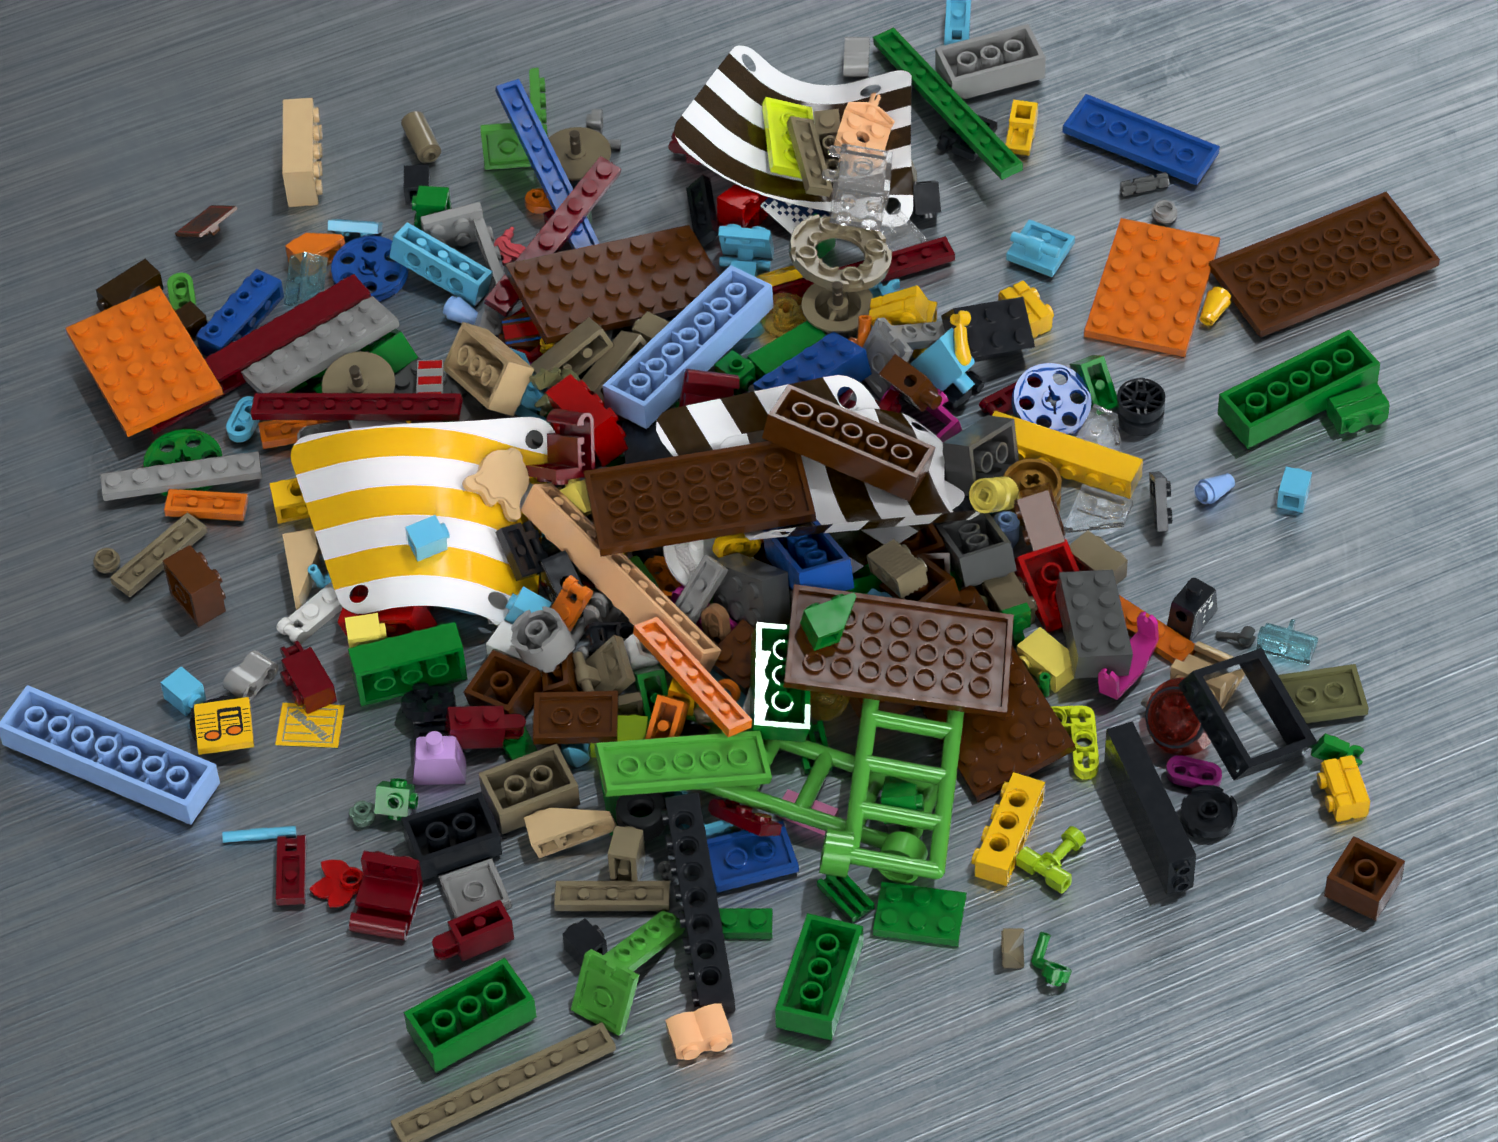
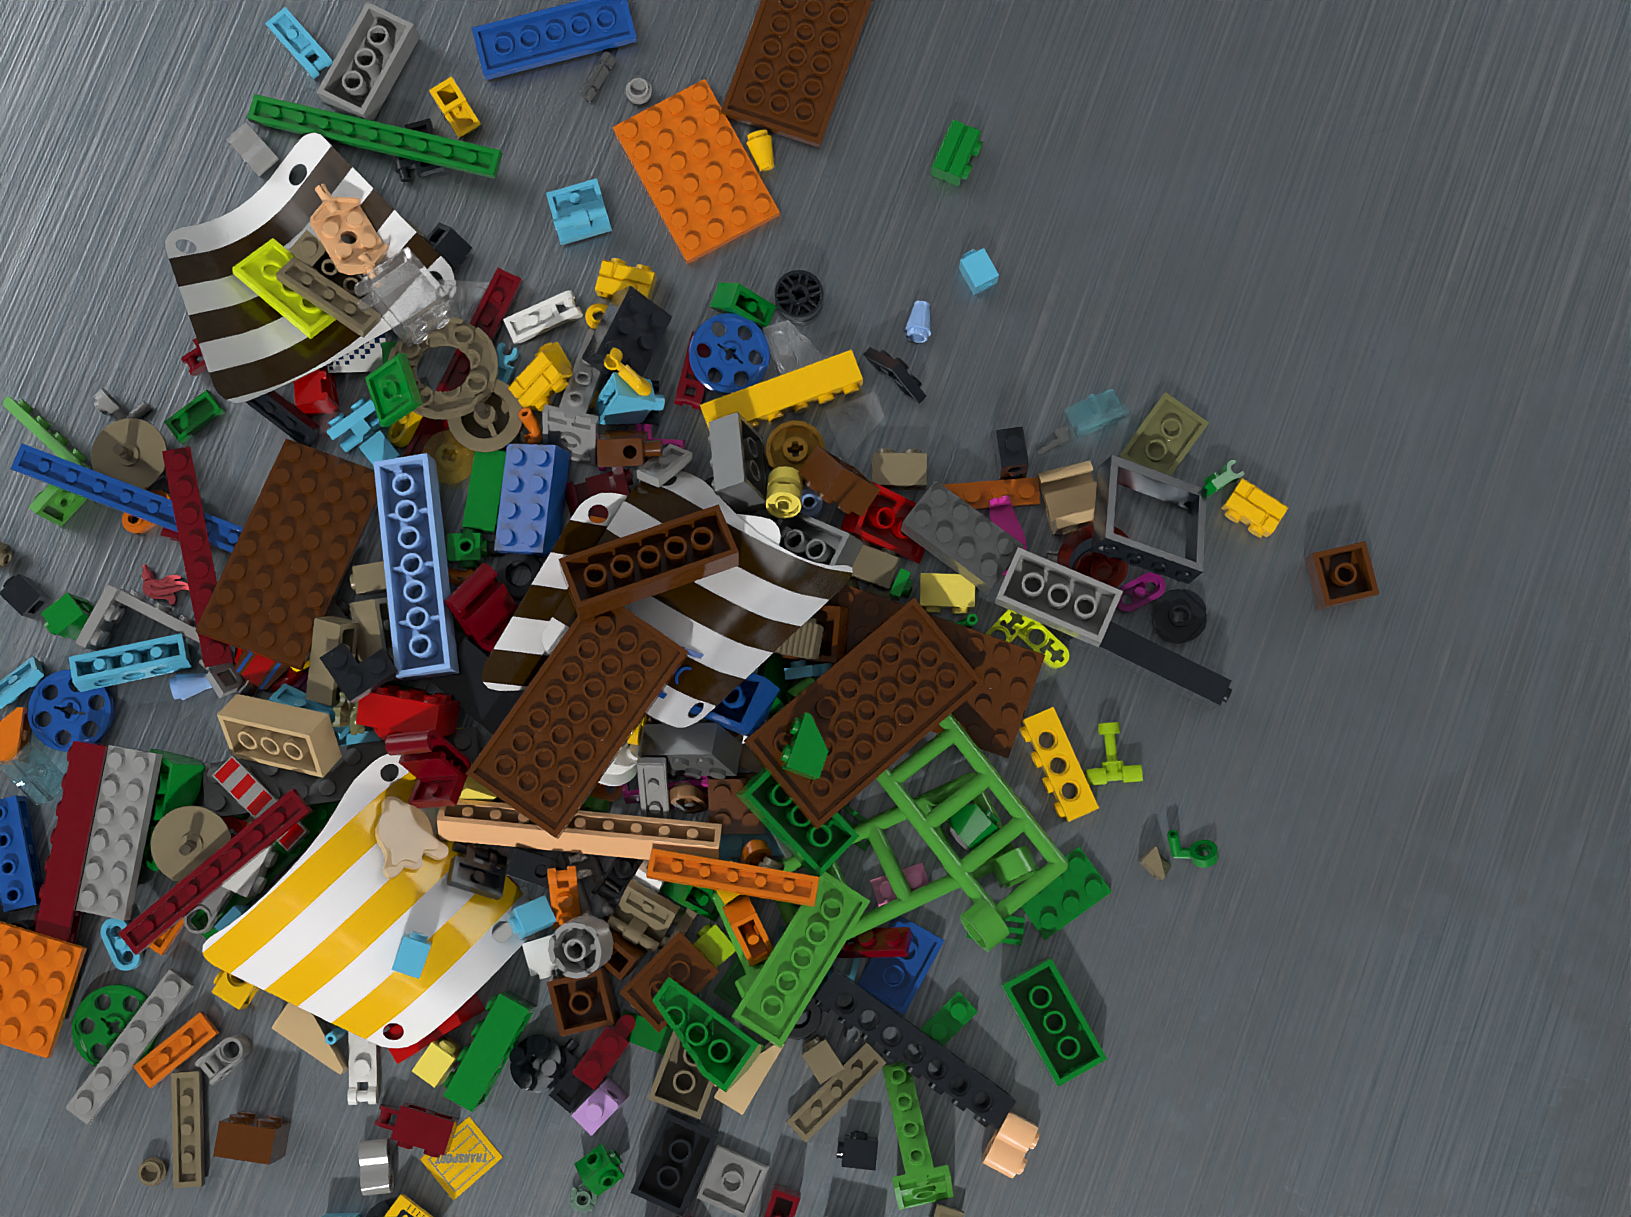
camera: 45 degrees left, 30 degrees up
(231, 533) = (221, 1061): none -> light grey piece
(564, 762) = (712, 1040): none -> green wedge
(578, 364) = (358, 679): none -> black plate
(643, 173) = (194, 416): none -> green tile
(790, 231) = (393, 390): none -> green tile
(934, 420) = (662, 468): none -> light grey plate
(945, 287) = (542, 317): none -> white plate
(1119, 691) = (1058, 597): none -> light grey brick
(1297, 388) = (900, 175): green brick -> none

